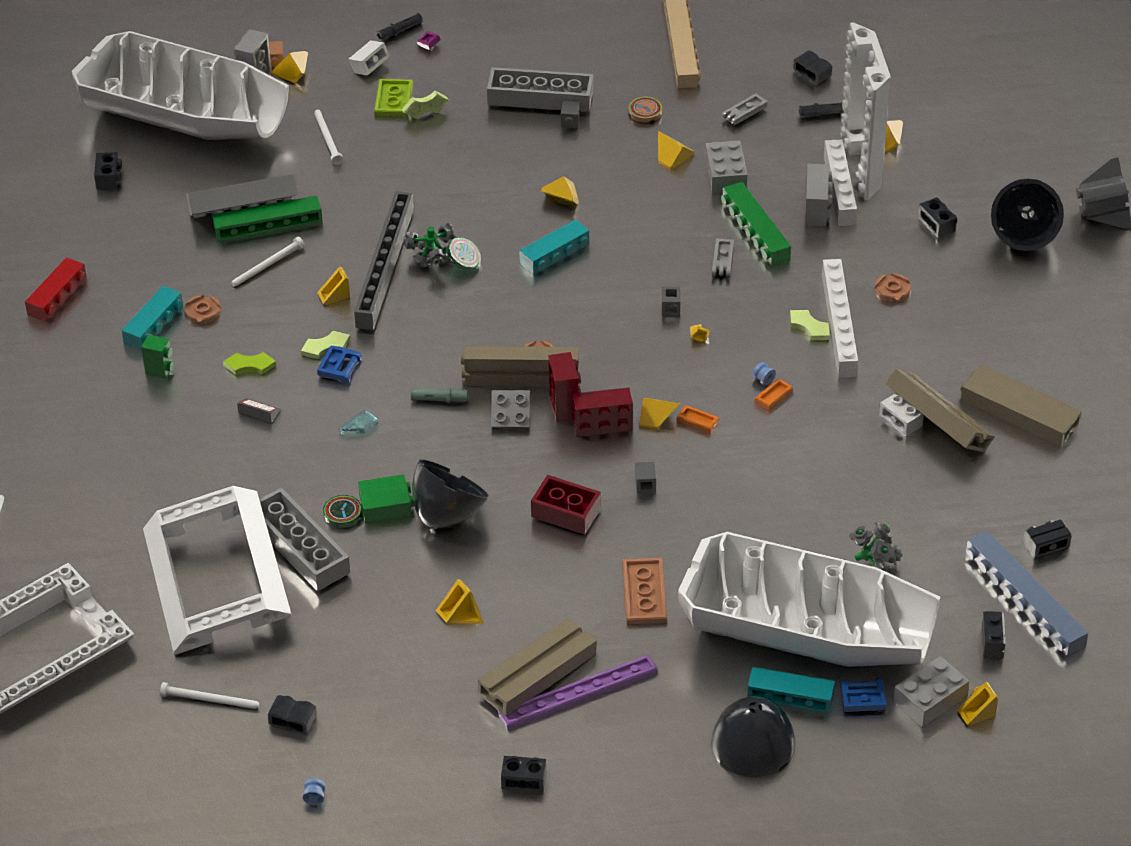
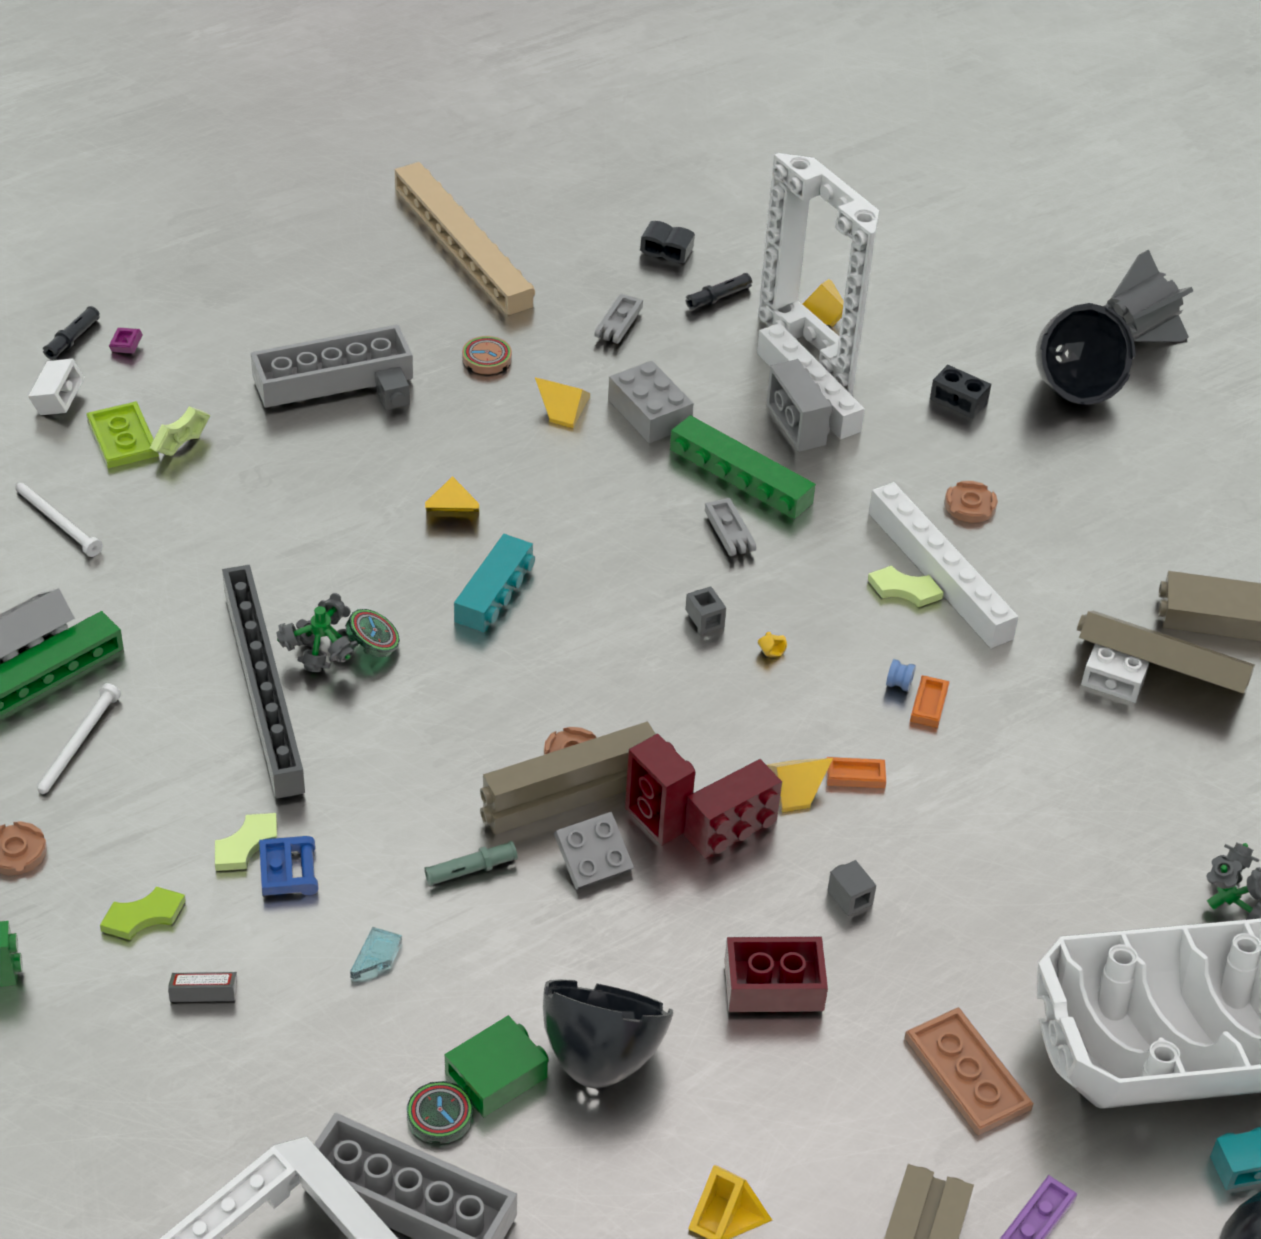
camera: 30 degrees left, 0 degrees up
(335, 288) = (210, 744): yellow slope -> none

